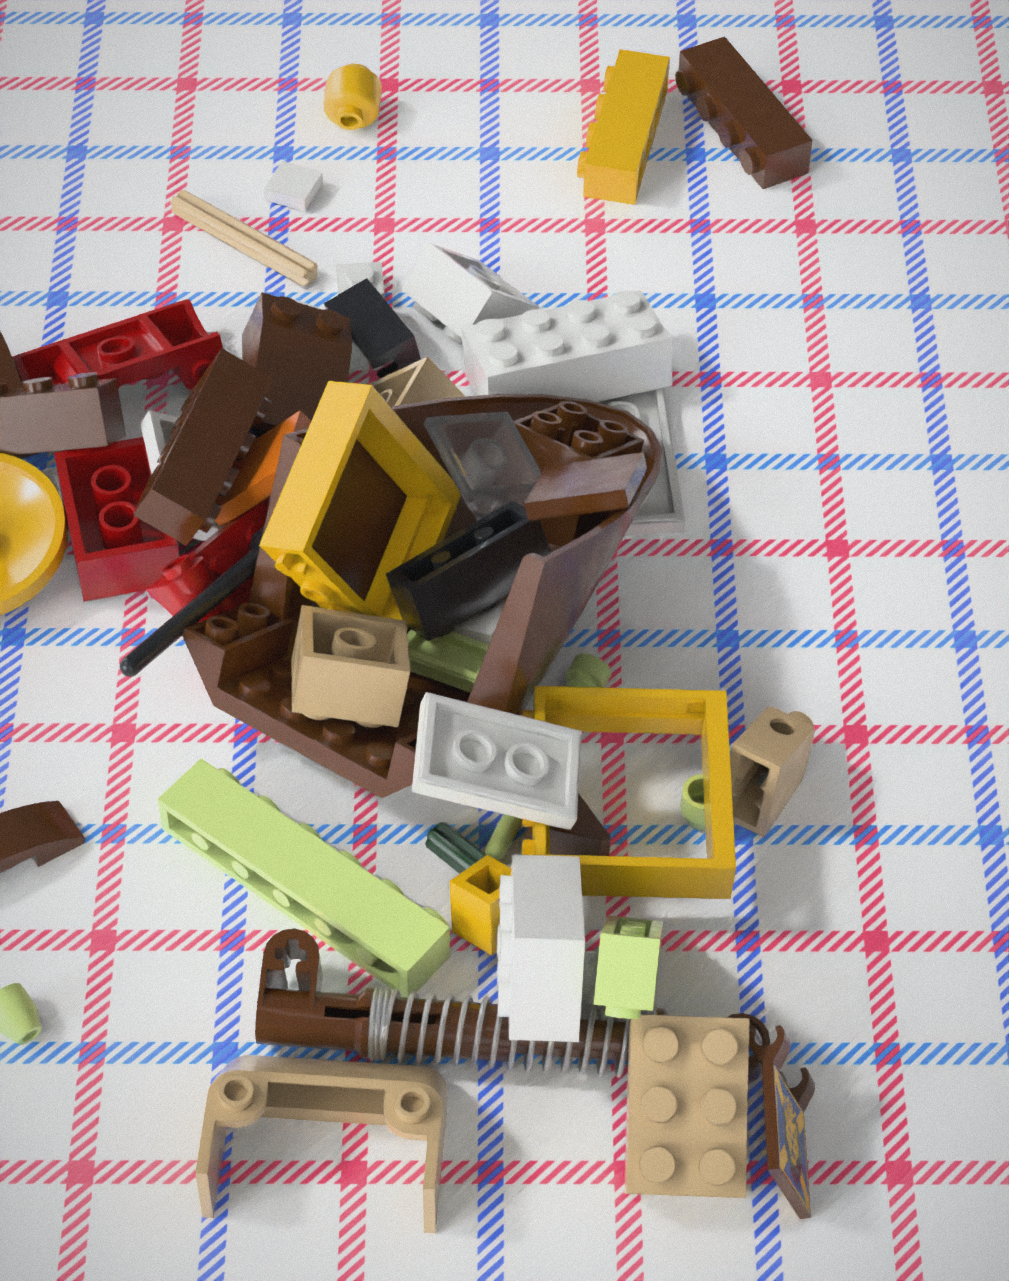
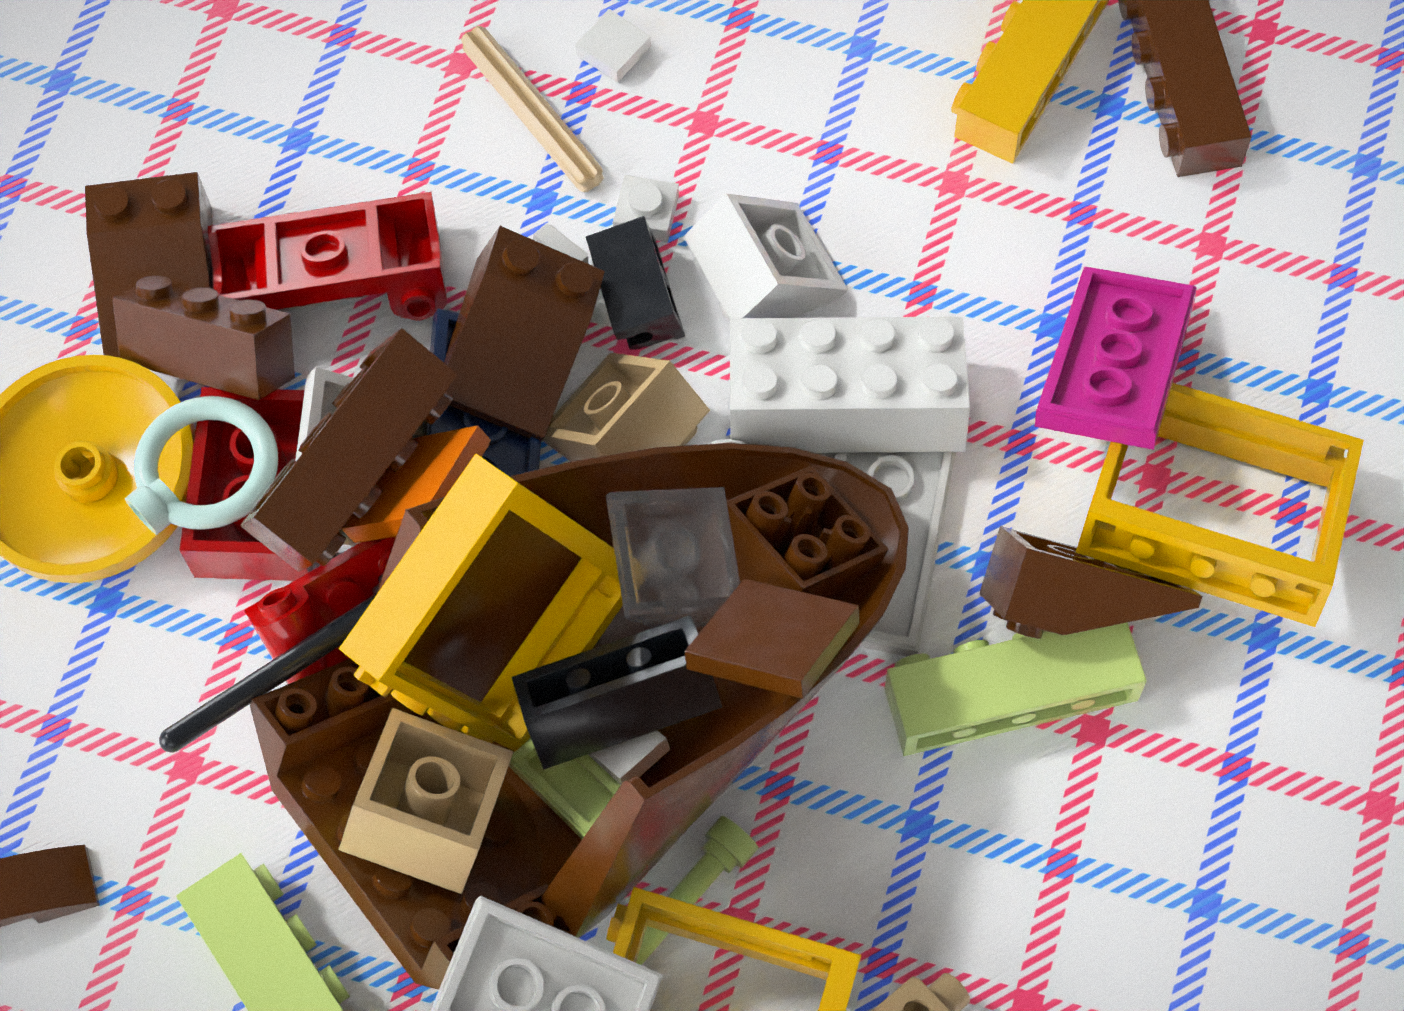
camera: 20 degrees right, 15 degrees up
(50, 531) = (154, 500): none -> light aqua piece
(766, 294) = (1116, 358): none -> dark pink tile
(766, 524) = (1010, 685): none -> yellowish green brick
(777, 437) = (1053, 589): none -> reddish brown slope
(873, 391) = (1213, 560): none -> yellow window

